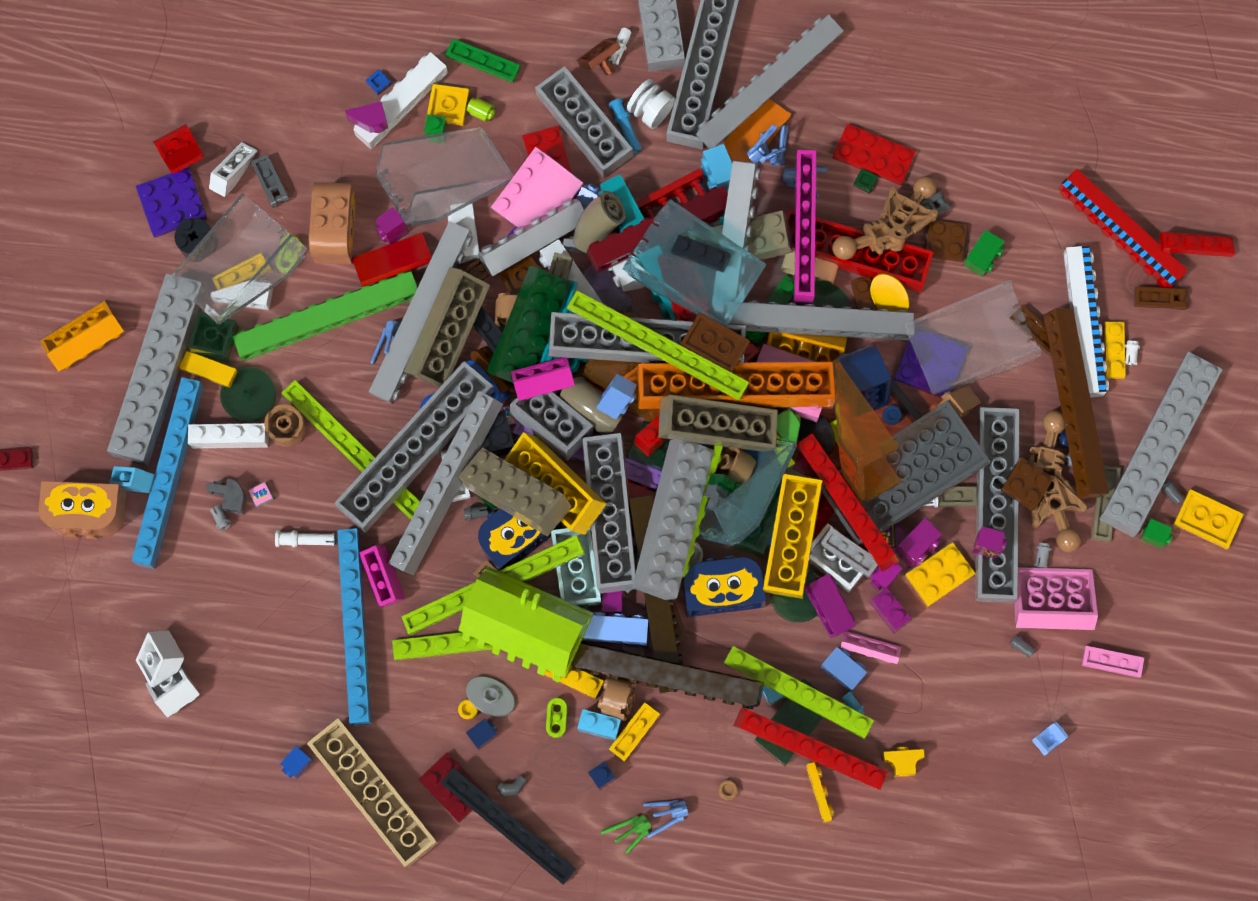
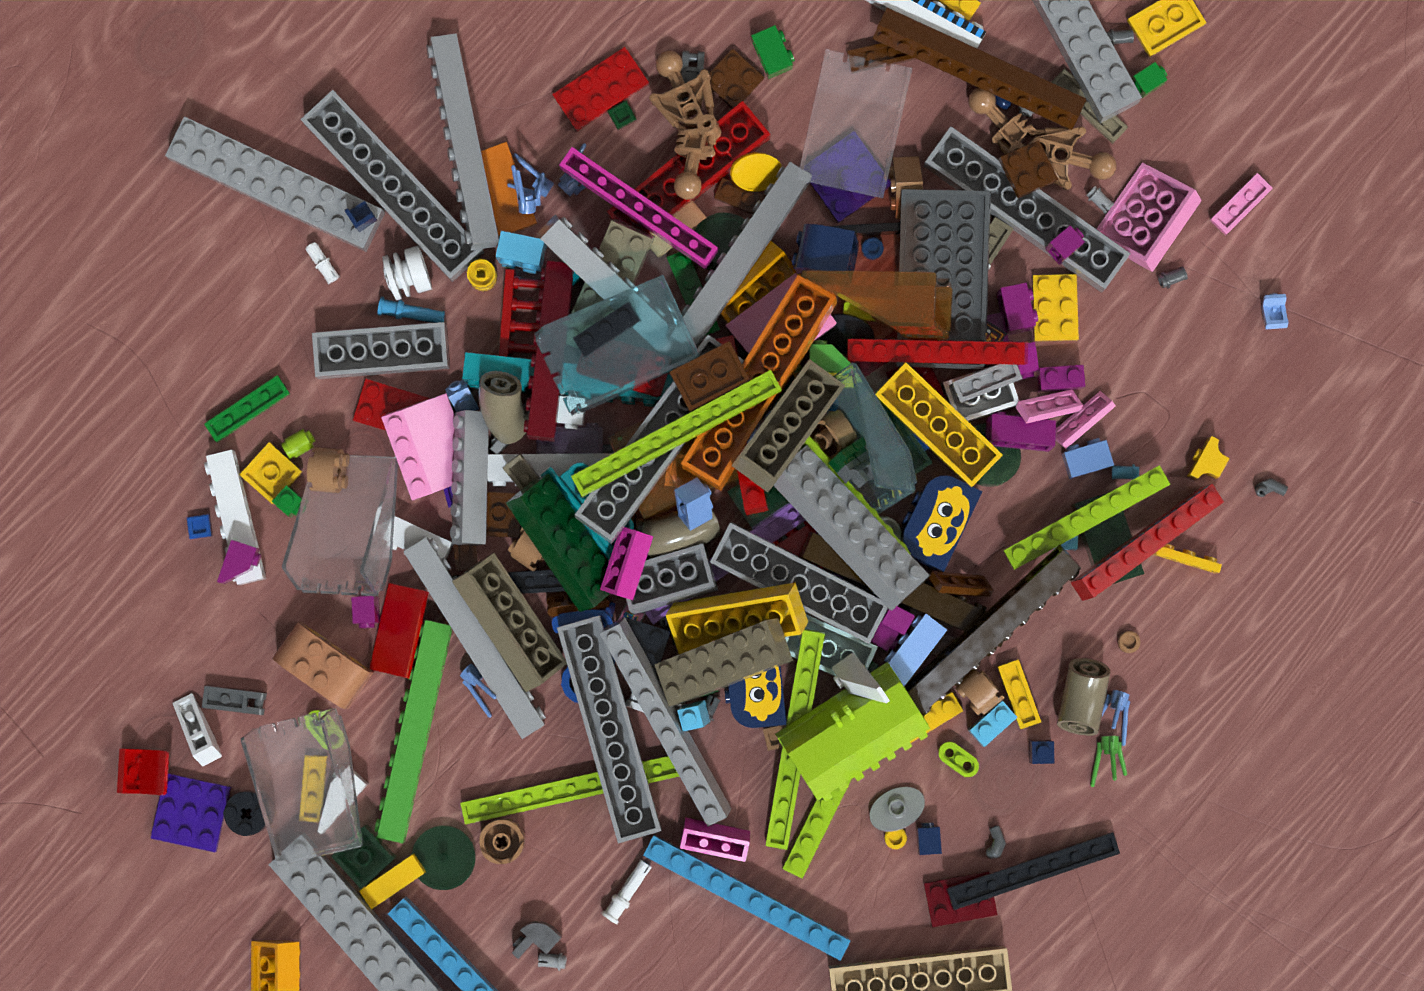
camera: 60 degrees left, 10 degrees up
(227, 436) = (475, 903): white brick -> none
(260, 495) = (554, 907): tile -> none
(463, 500) = (693, 715): none -> medium azure brick
(474, 136) = (328, 470): none -> medium nougat brick
(565, 596) = (857, 680): none -> white slope
(599, 56) = (321, 290): copper tile -> none
(631, 601) = (898, 619): none -> magenta panel
(663, 779) = (1084, 696): none -> dark tan brick
(668, 45) = (361, 216): none -> dark blue panel
(684, 156) = (482, 275): none -> yellow wheel
(687, 632) = (961, 584): none -> reddish brown plate
(863, 613) = (1049, 406): none -> bright pink plate
(916, 820) = (1270, 485): none -> dark grey arm

